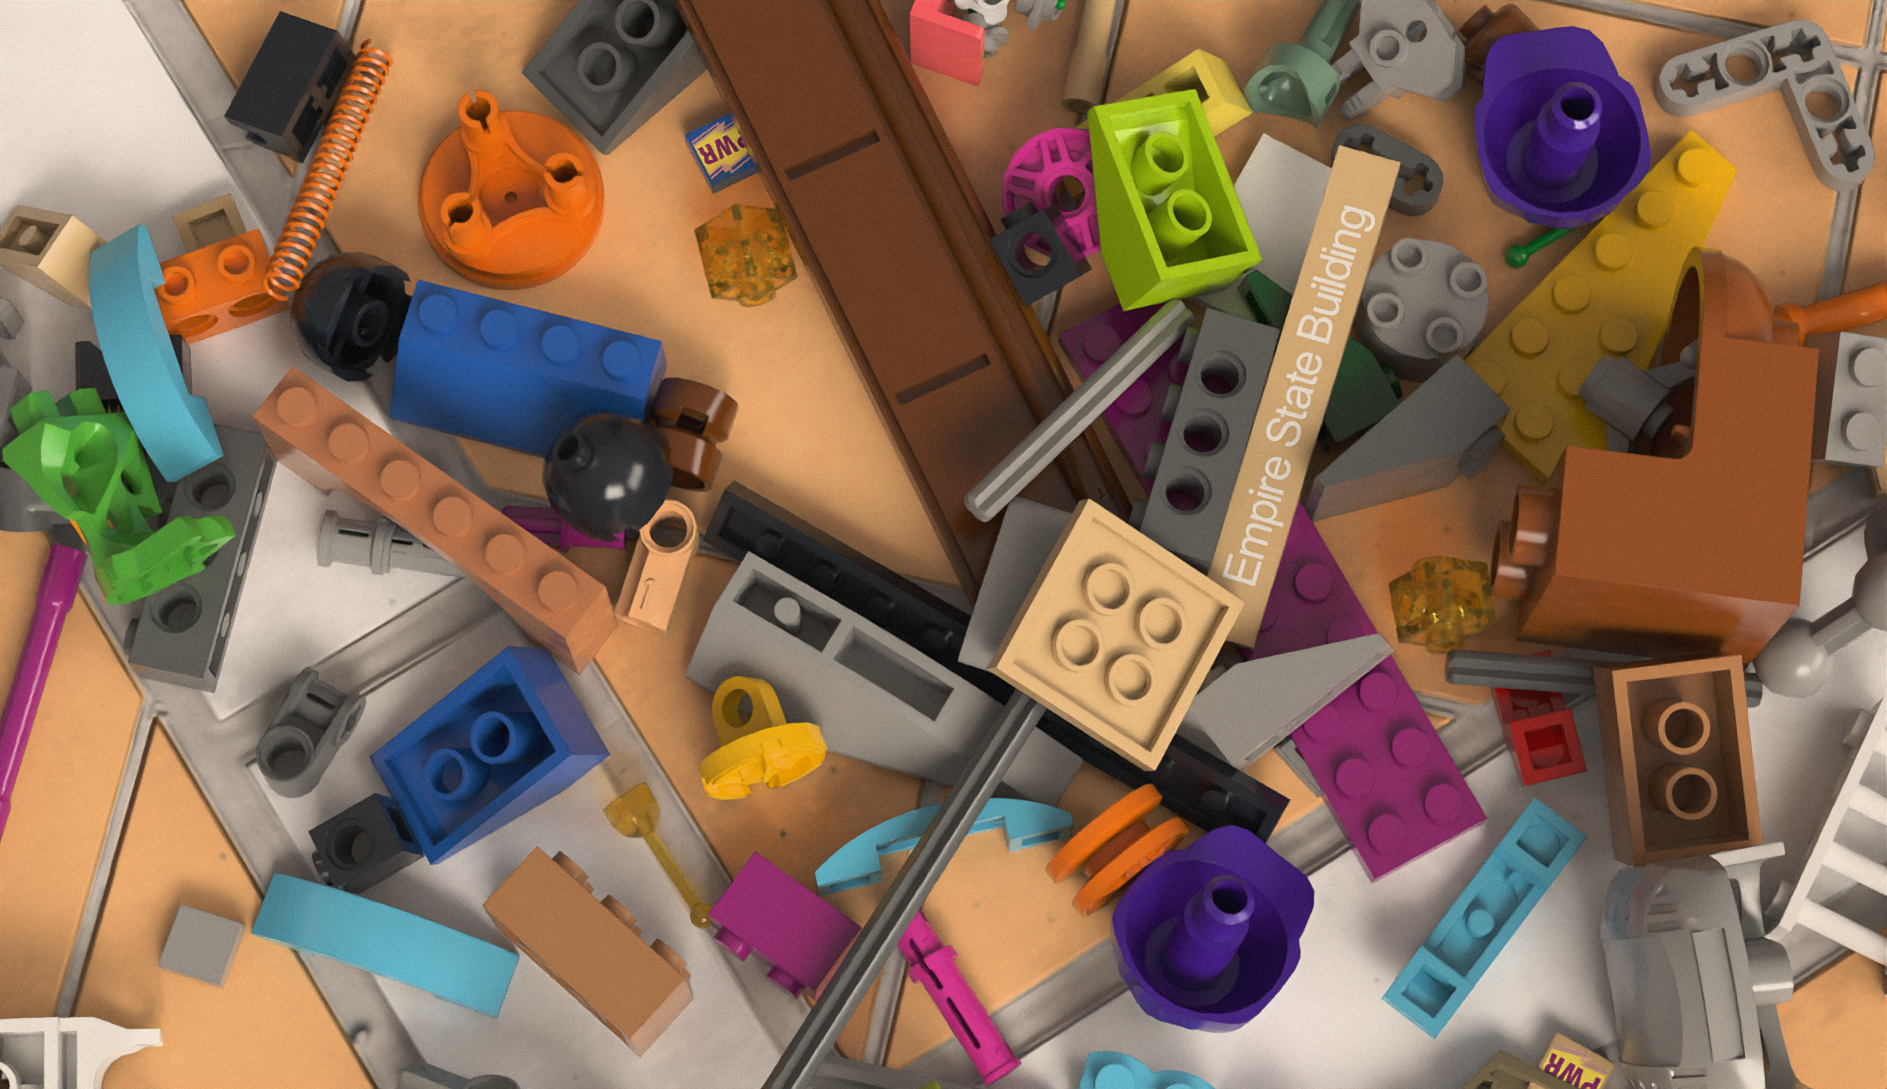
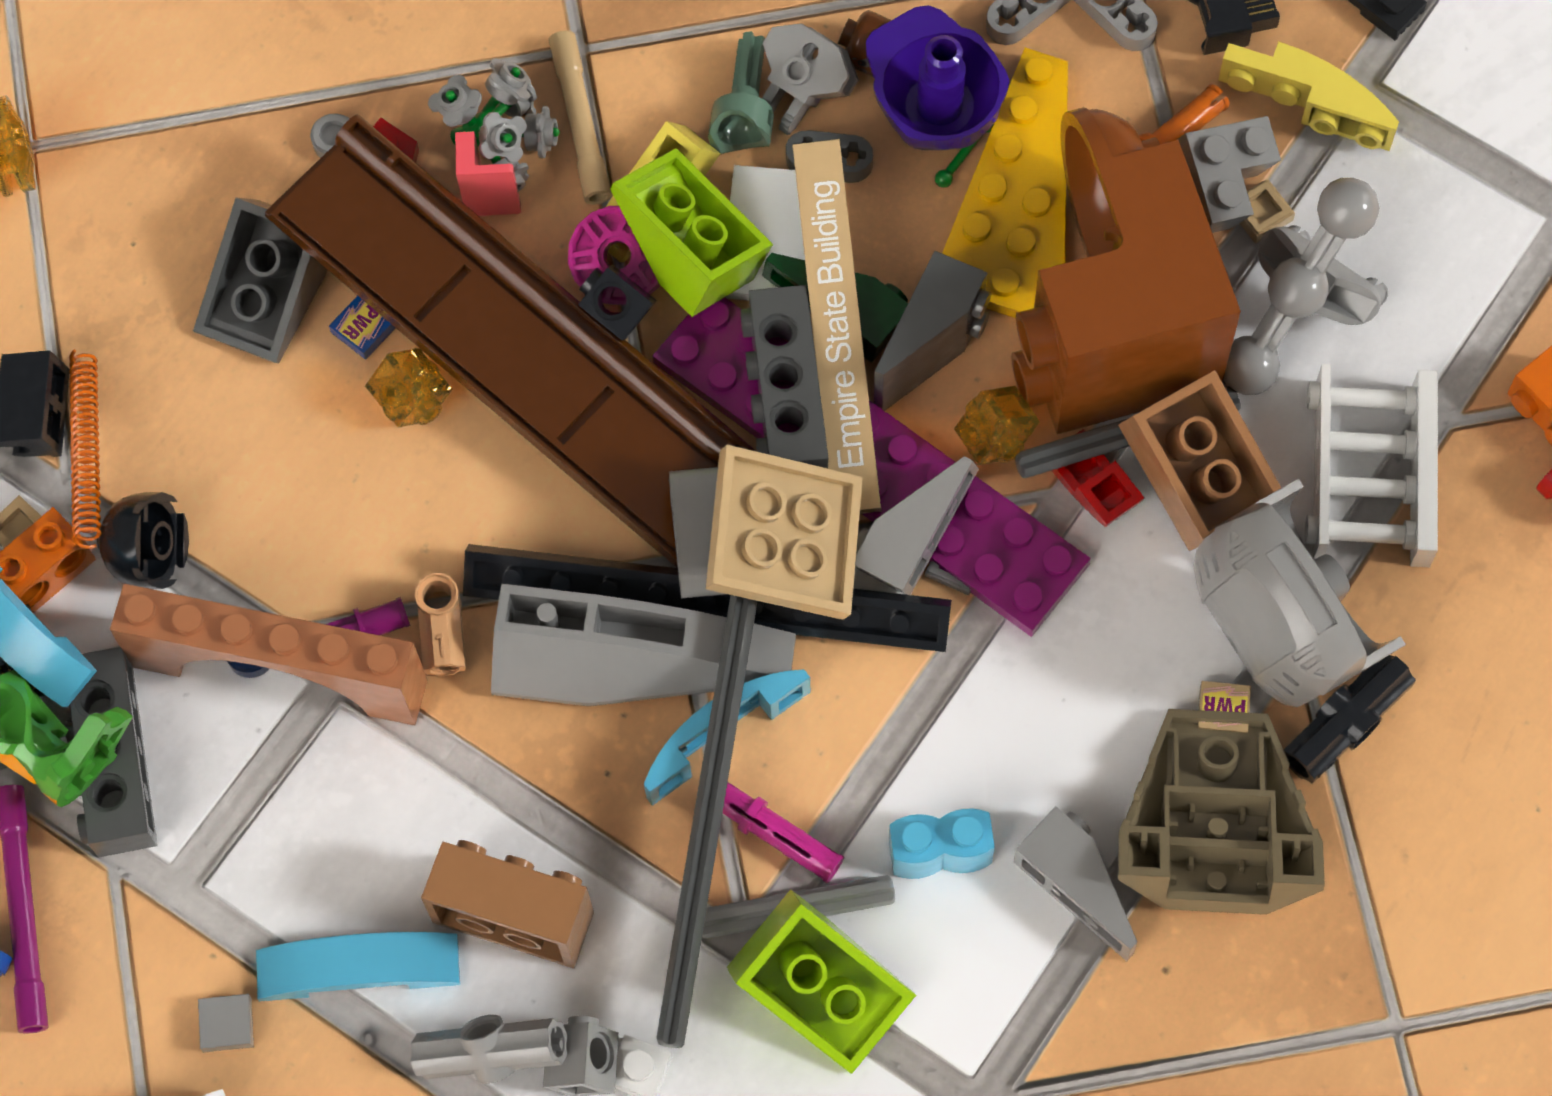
camera: 20 degrees left, 5 degrees down
(313, 721) = (238, 834): dark grey piece -> none
(377, 547) = (239, 691): light grey pin -> none
(390, 851) = (335, 900): black brick -> none
(489, 752) = (374, 802): blue slope -> none
(510, 197) = (221, 418): orange piece -> none
(514, 370) = (289, 536): blue slope -> none
(606, 473) = (377, 572): black cylinder -> none
(637, 816) = (500, 801): clear yellow hinge -> none
(693, 410) = (420, 522): reddish brown wheel -> none
(761, 749) = (570, 719): yellow tile -> none
(782, 927) = (637, 834): magenta brick -> none
(1078, 410) = (690, 396): light grey axle -> none
(1115, 849) = (847, 681): orange wheel -> none
(1212, 931) = (937, 709): dark purple piece -> none
(1421, 307) = (895, 234): light grey brick -> none
(1484, 918) = (1118, 624): medium azure slope -> none
(1634, 399) = (1068, 235): light grey piece -> none

